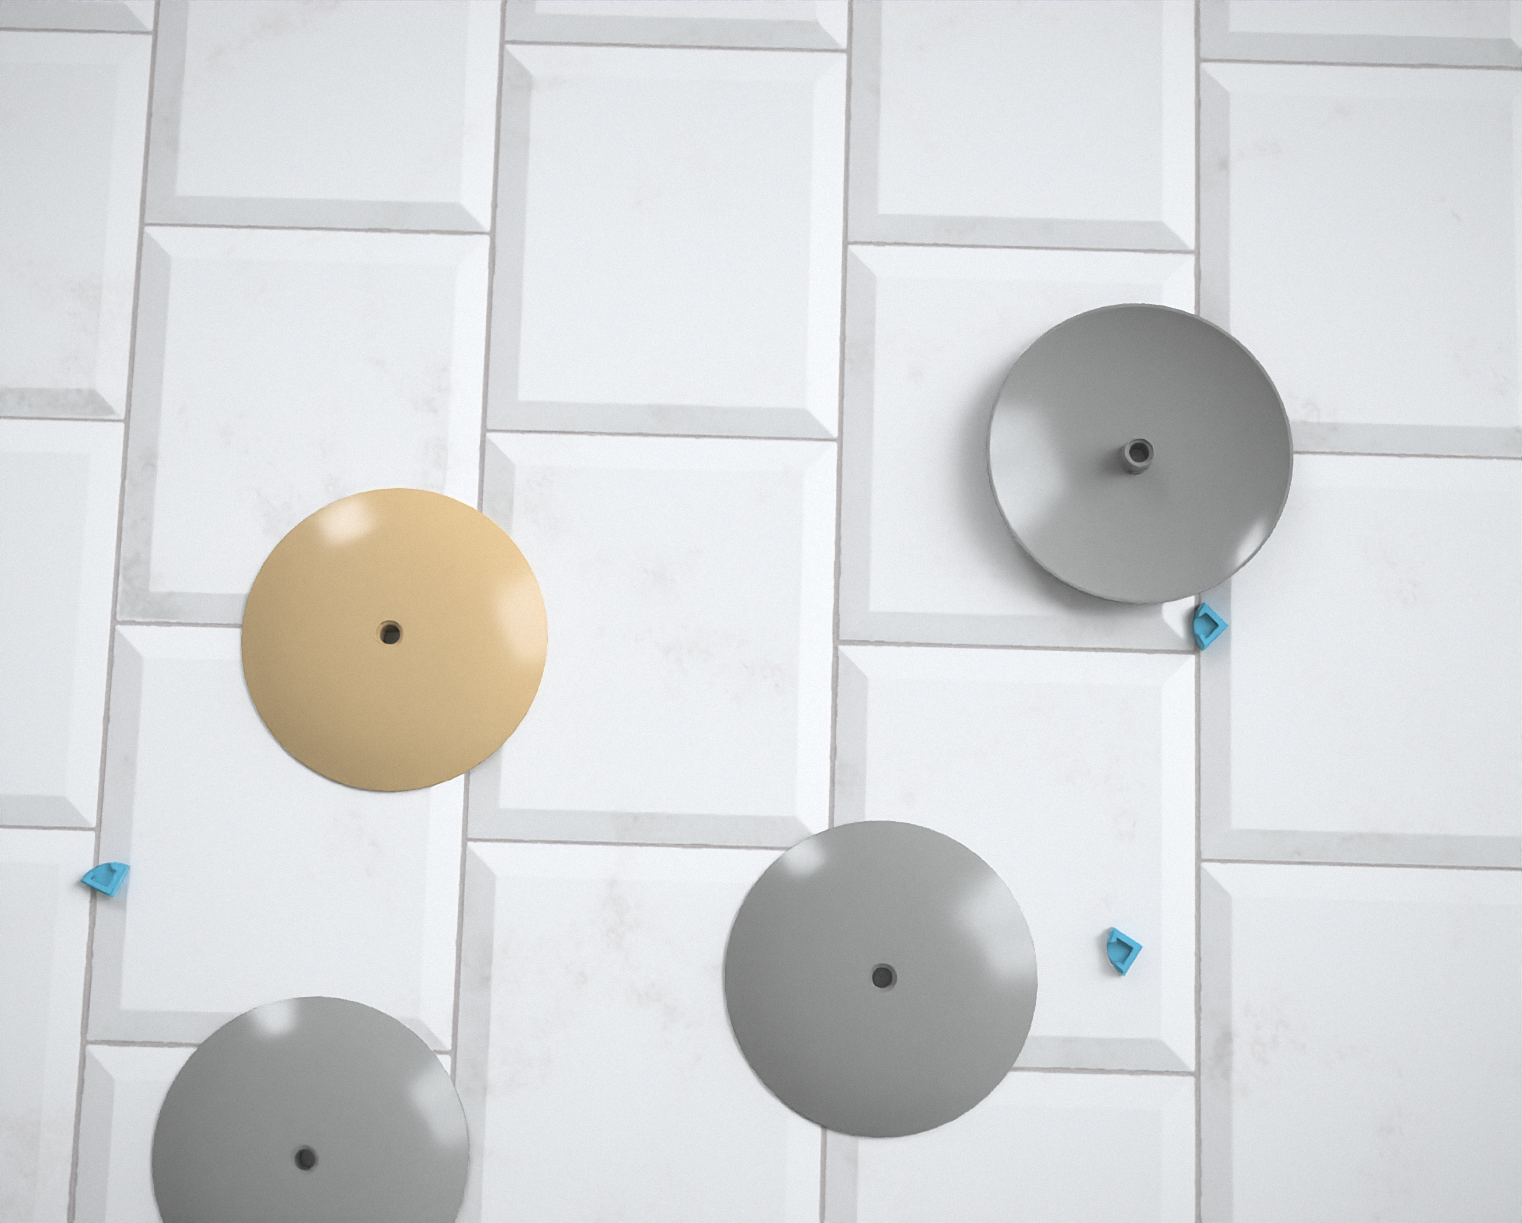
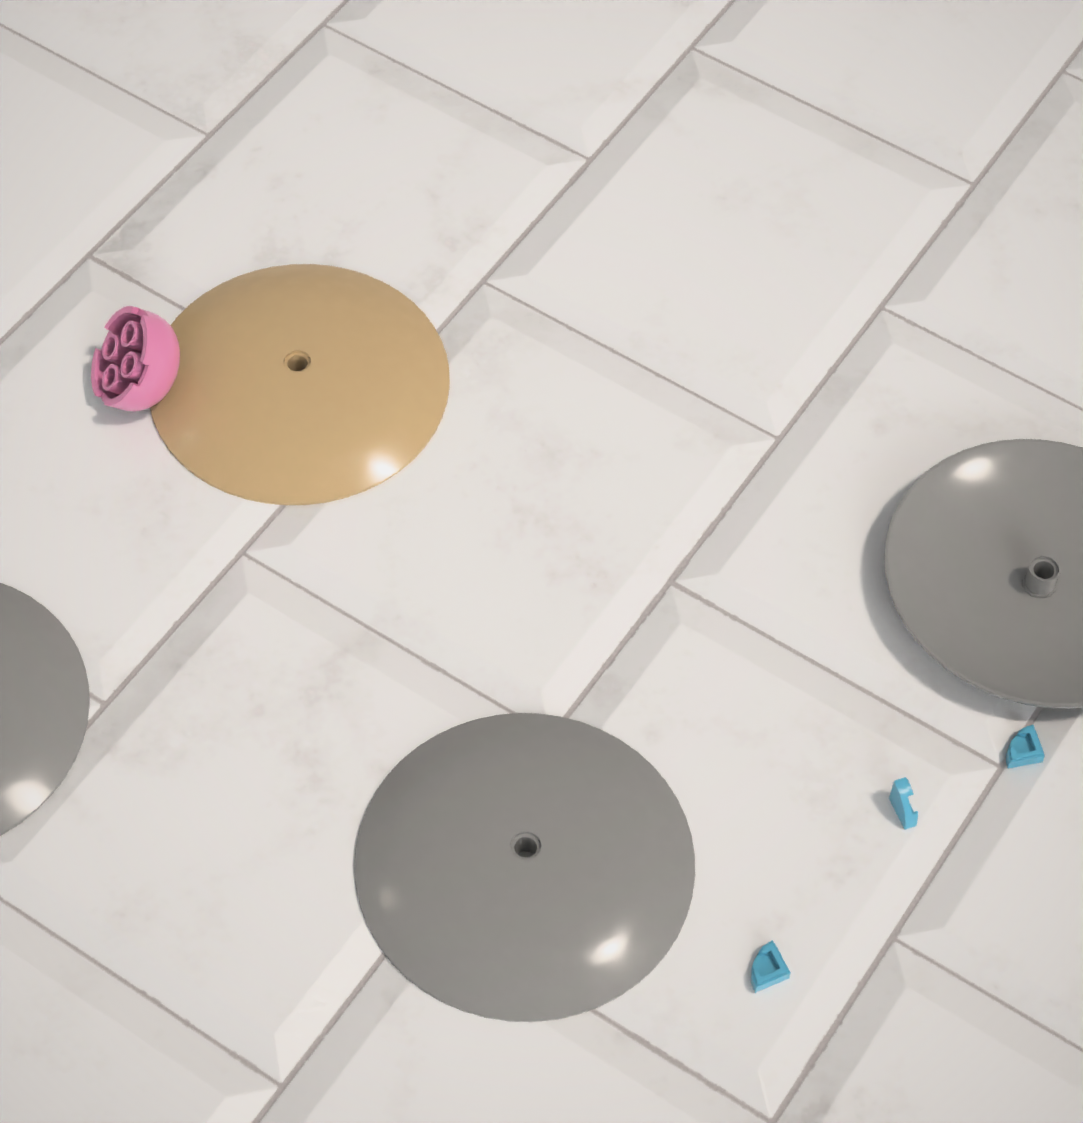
camera: 30 degrees right, 25 degrees down
(251, 728) = (135, 360): none -> bright pink cylinder
(1142, 738) = (899, 799): none -> medium azure tile

